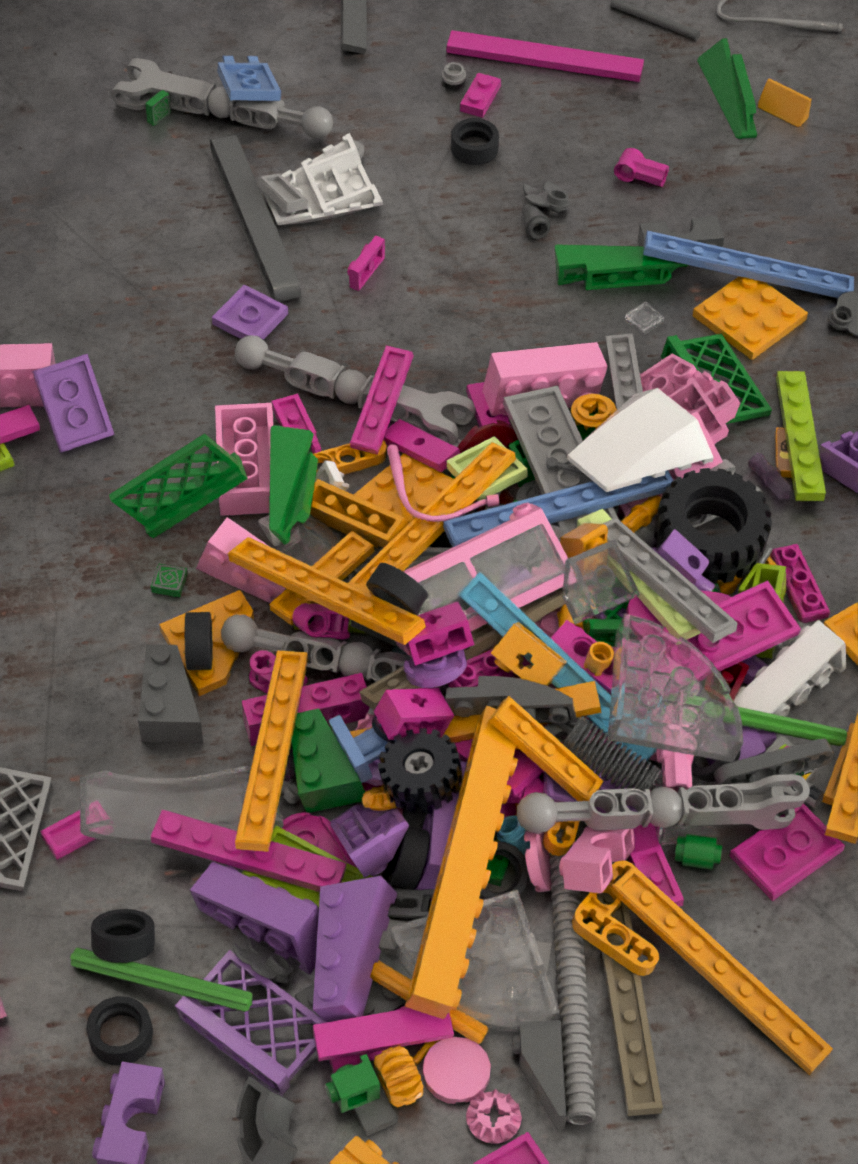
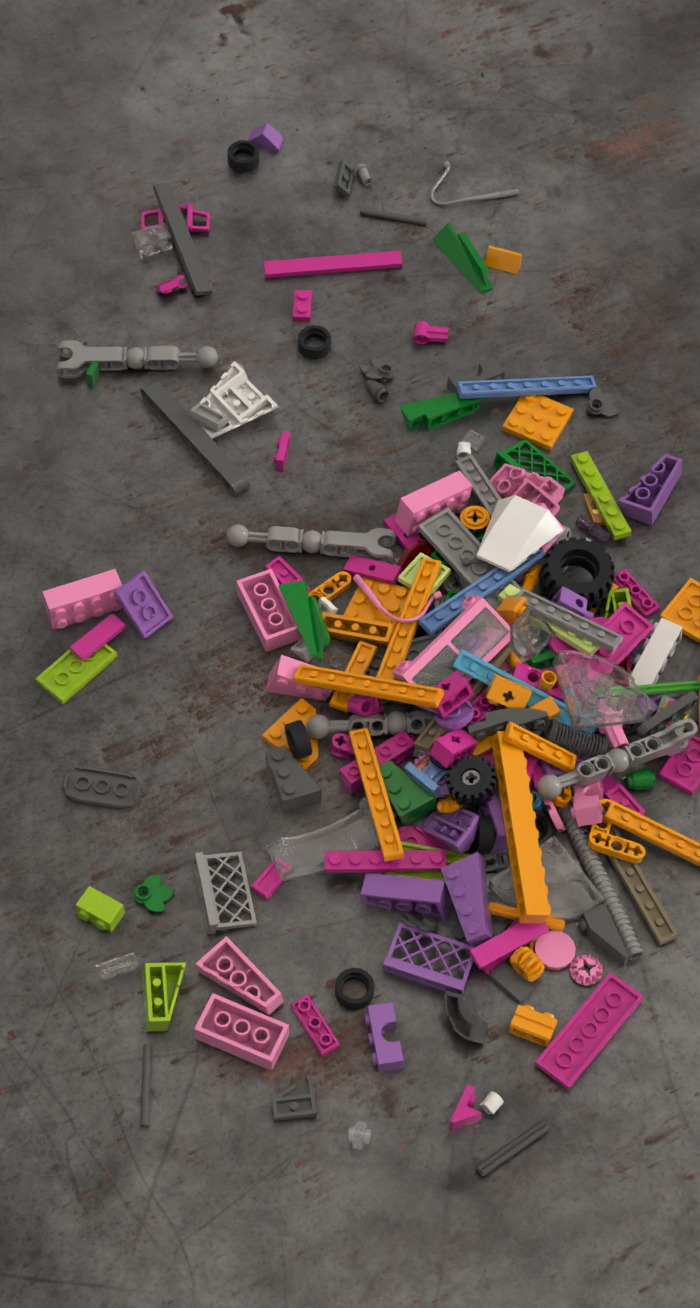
camera: 20 degrees left, 5 degrees up
(37, 1083) = (321, 1034): none -> dark pink tile
(111, 946) = (335, 941): black tyre -> none
(164, 980) = (367, 951): bright green axle -> none
(169, 580) = (253, 704): green tile -> none
(185, 497) = (249, 642): green fence -> none
(248, 80) = (148, 338): medium blue tile -> none
(249, 314) = (223, 508): medium lavender plate -> none
(307, 29) = (166, 286): none -> dark pink plate
(353, 1085) = (504, 977): green brick -> none
(381, 400) = (338, 546): dark pink tile -> none
(397, 588) = (418, 674): black tyre -> none
(453, 74) = (278, 294): light grey plate -> none
(623, 325) = (463, 450): none -> white hose

